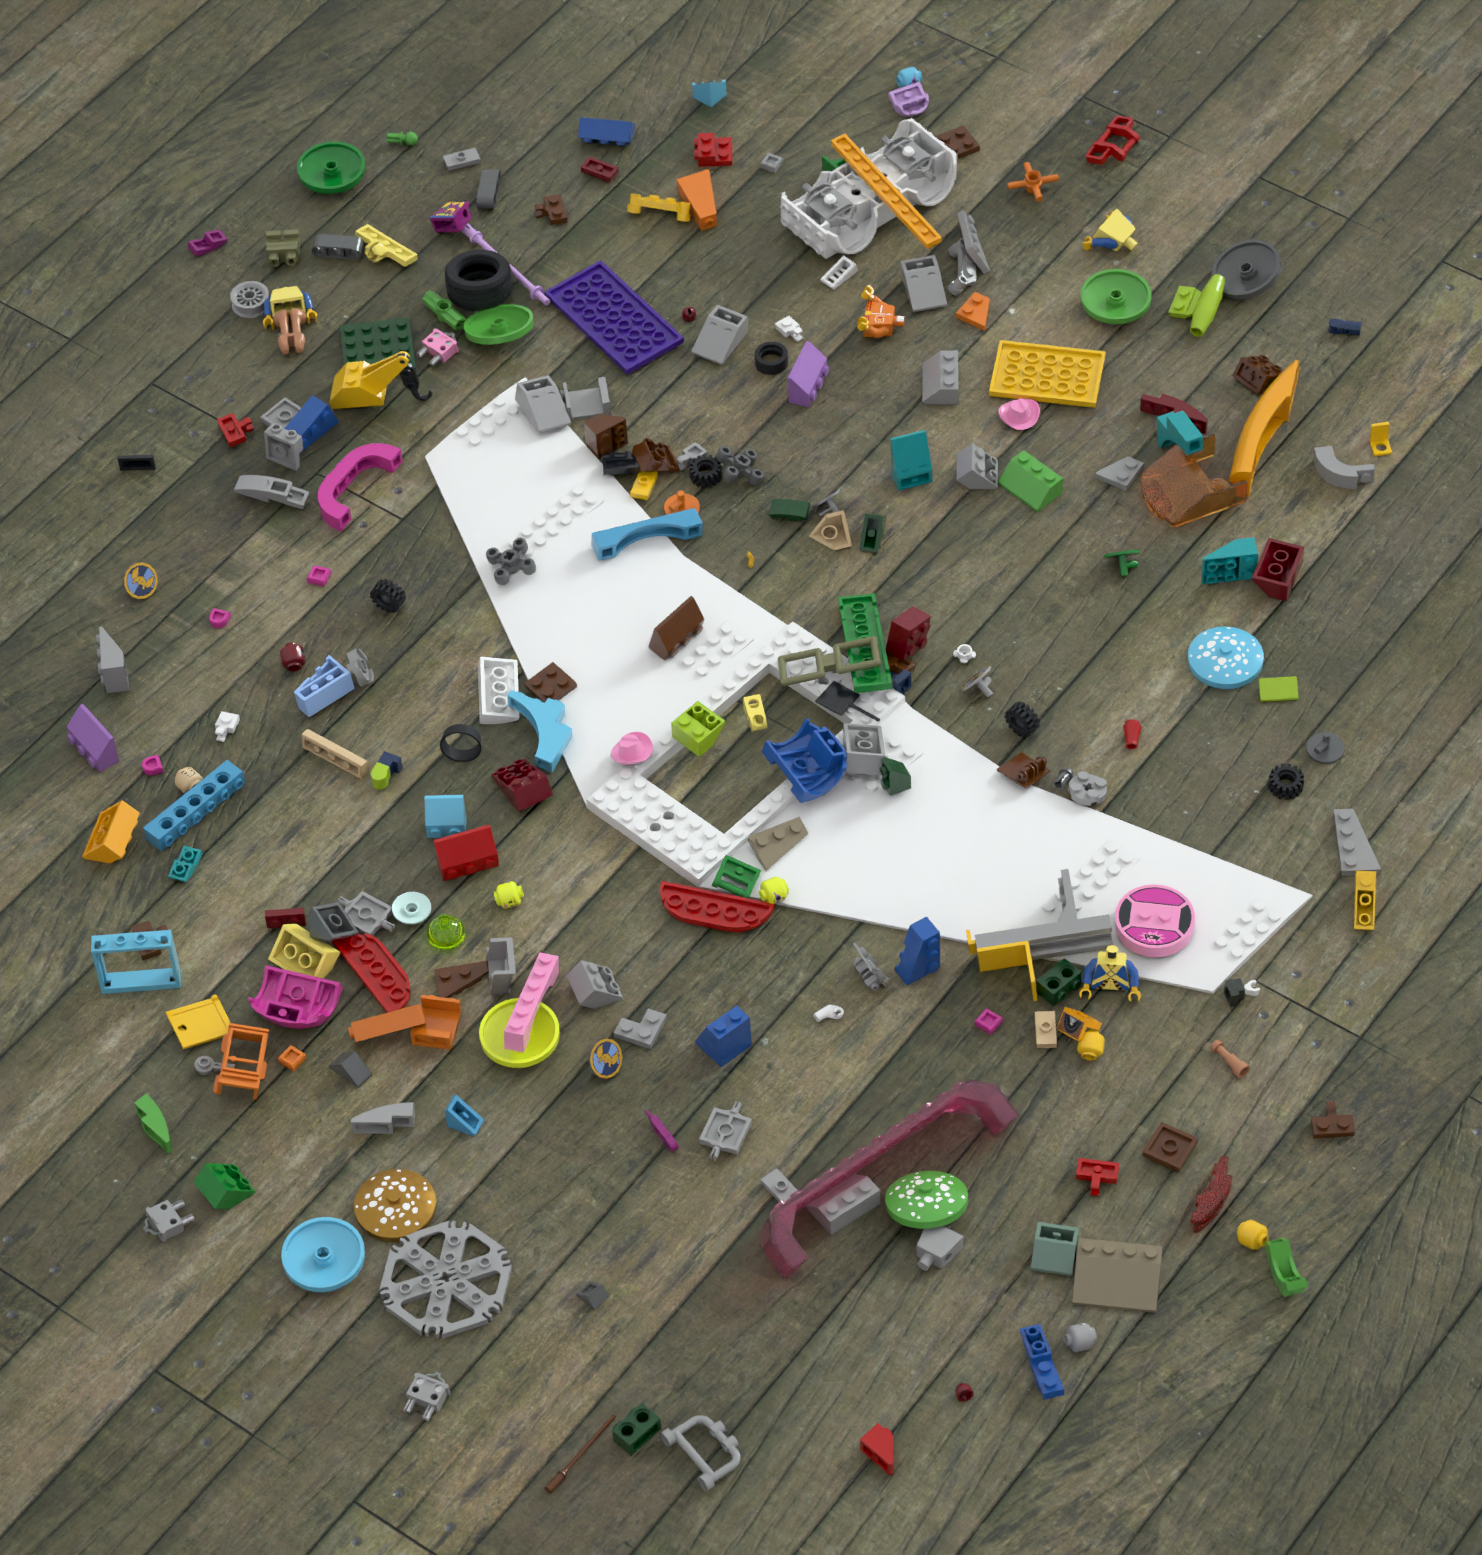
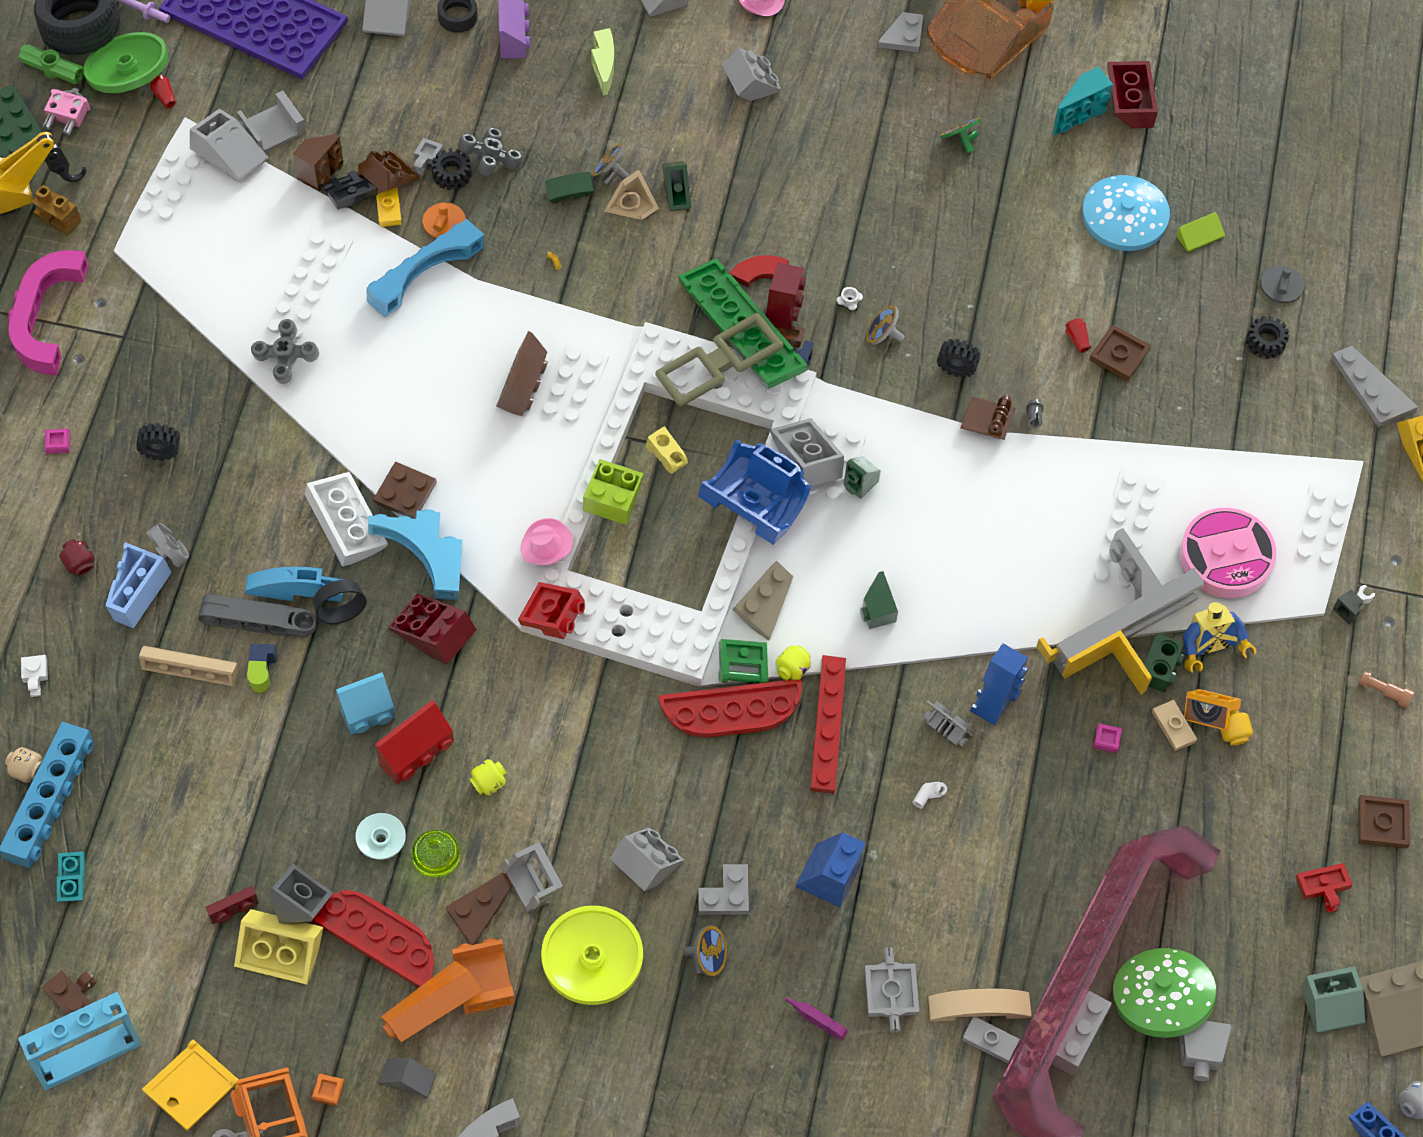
camera: 30 degrees left, 10 degrees up
(295, 998) = (296, 1011): dark pink piece -> none
(367, 913) = (330, 862): light grey plate -> none
(395, 415) = (56, 210): none -> pearl gold hips
(399, 736) = (256, 616): none -> dark grey piece
(431, 719) = (288, 581): none -> dark azure slope
(462, 1117) = (579, 1092): dark azure slope -> none
(517, 351) = (163, 91): none -> red cone
(520, 1023) = (590, 912): bright pink arch -> none
(610, 794) = (552, 610): none -> red plate
(778, 942) = (828, 724): none -> red plate
(786, 1161) = (979, 1002): none -> tan slope
(839, 699) = (749, 401): black piece -> none
(859, 869) = (879, 604): none -> dark green slope
(867, 424) = (603, 59): none -> yellowish green slope
(894, 609) = (756, 268): none -> red tile
(910, 460) = (681, 89): teal slope -> none
(1031, 481) = (817, 72): bright green slope -> none
(1096, 786) = (1061, 407): light grey plate -> none
(1158, 756) = (1120, 352): none -> reddish brown plate

